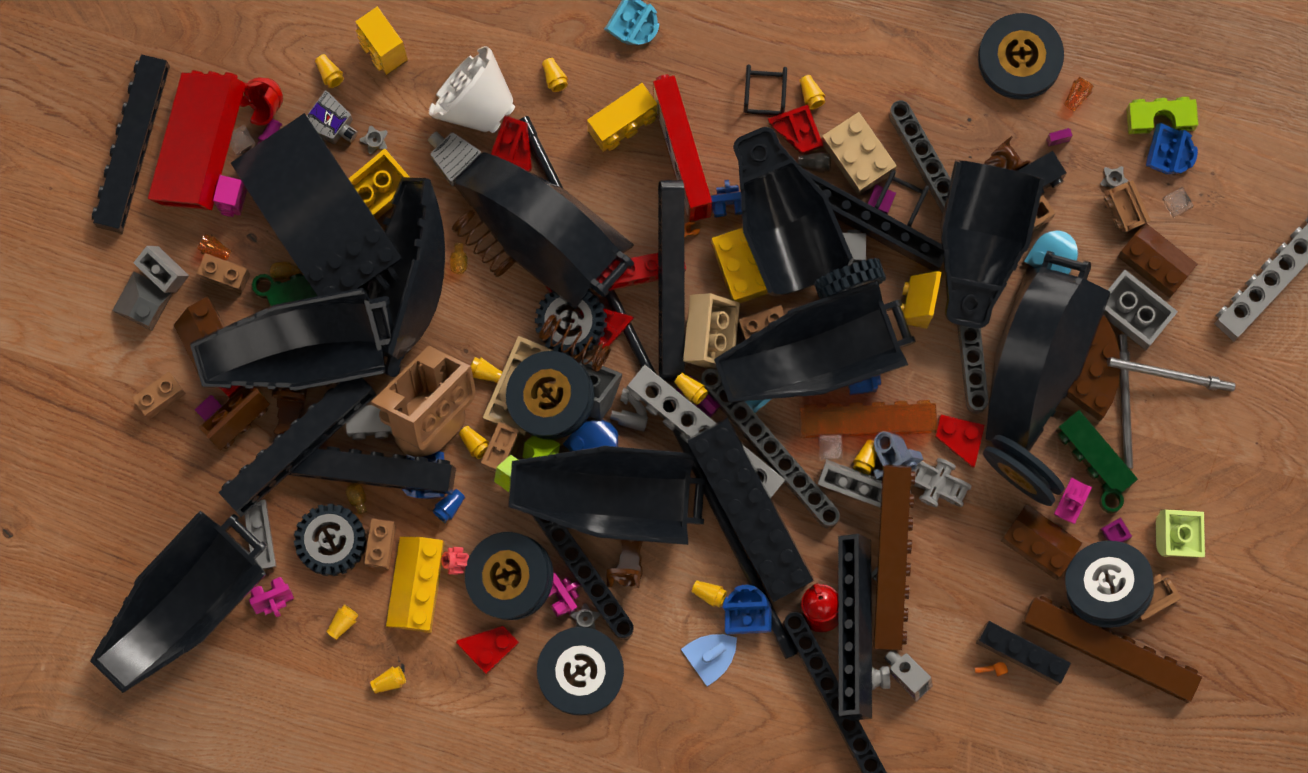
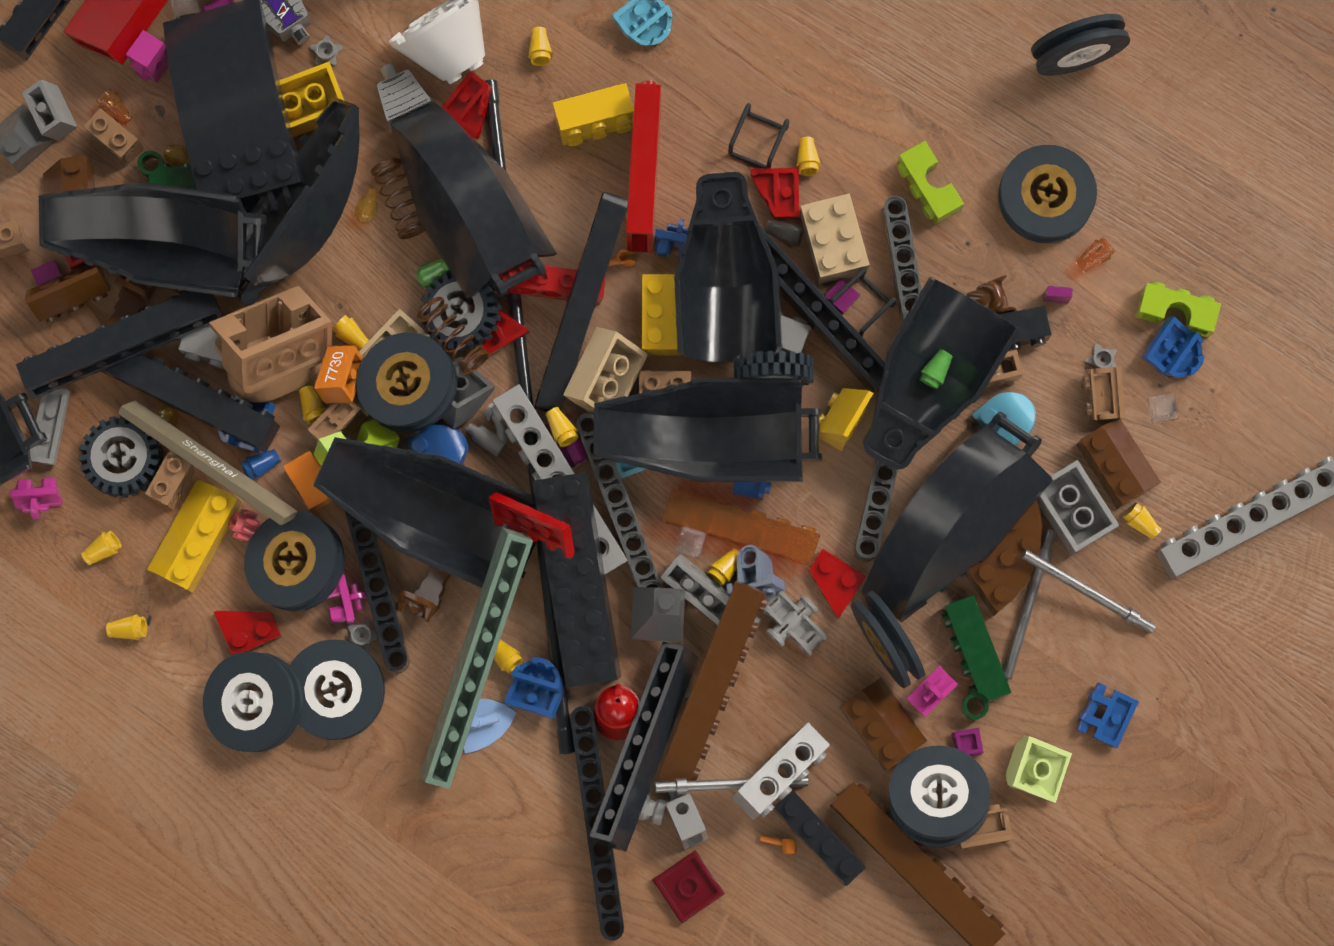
camera: 20 degrees right, 0 degrees up
(407, 519) = (208, 462): none -> dark tan tile
(490, 408) = (338, 374): none -> orange brick
(494, 504) = (303, 474): none -> orange brick
(534, 295) = (431, 271): none -> bright green cone
(542, 700) = (227, 701): none -> black wheel
(692, 604) = (476, 658): none -> sand green brick
(699, 475) = (532, 522): none -> red hinge
(826, 515) = (657, 614): none -> dark grey slope
(898, 649) = (681, 785): none -> flat silver bar
(930, 730) = (688, 886): none -> dark red tile
(933, 94) = (937, 202): none -> lime arch
(956, 637) = (806, 741): none -> brick
(983, 234) = (936, 370): none -> bright green cone
(1193, 301) = (1141, 520): none -> yellow cone
(1228, 471) = (1114, 719): none -> blue plate

